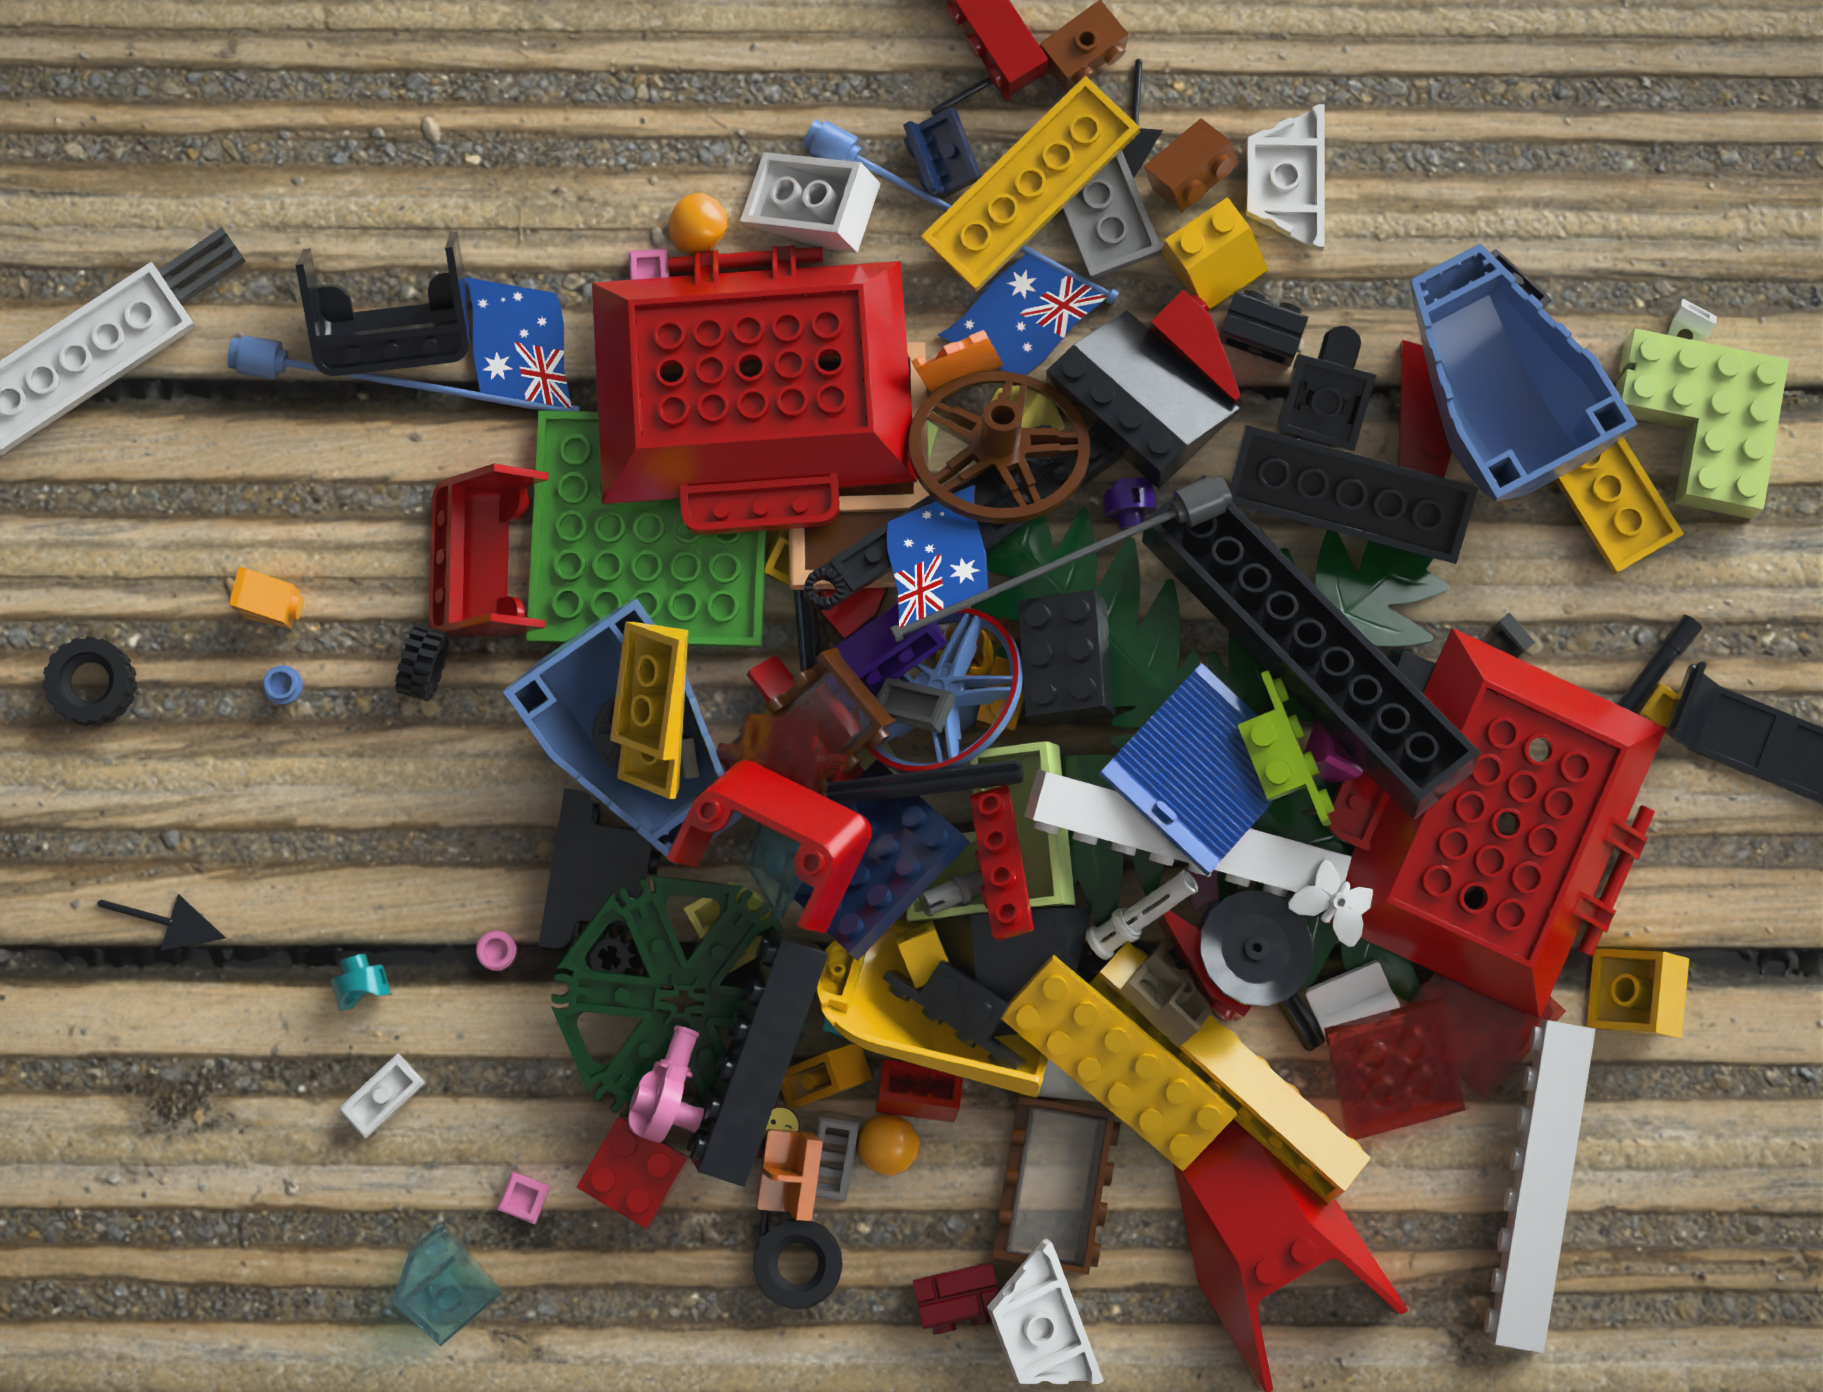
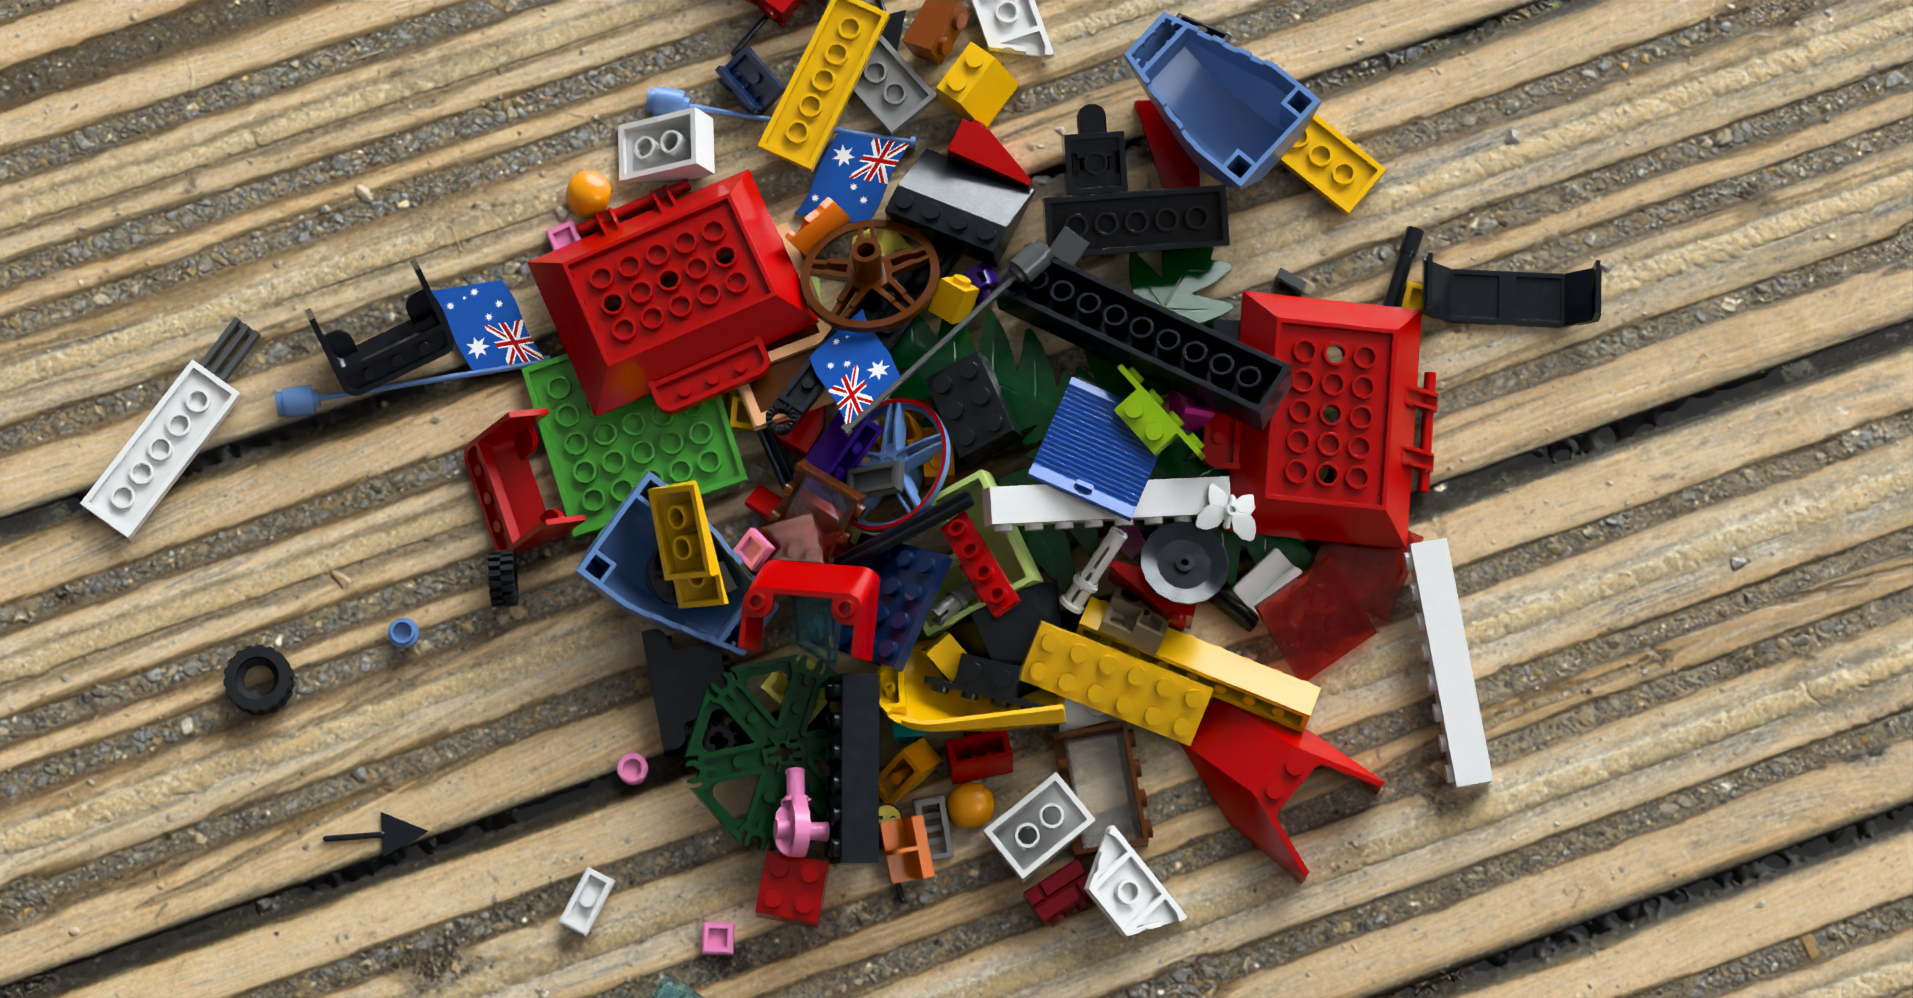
camera: 20 degrees left, 5 degrees down
(265, 598) = (370, 573): light orange slope -> none
(358, 981) = (539, 824): teal piece -> none
(733, 738) = (753, 549): none -> bright pink tile
(766, 1263) = (959, 912): black tyre -> none
(960, 1207) = (1039, 827): none -> white slope
(1092, 511) = (954, 298): none -> yellow brick
(1255, 496) = (1068, 246): none -> dark grey tile
(1263, 327) = (1031, 126): black brick -> none
(1638, 992) = (1470, 505): yellow slope -> none
(1693, 318) = (1338, 14): white tile -> none
(1726, 404) = (1382, 66): yellowish green piece -> none

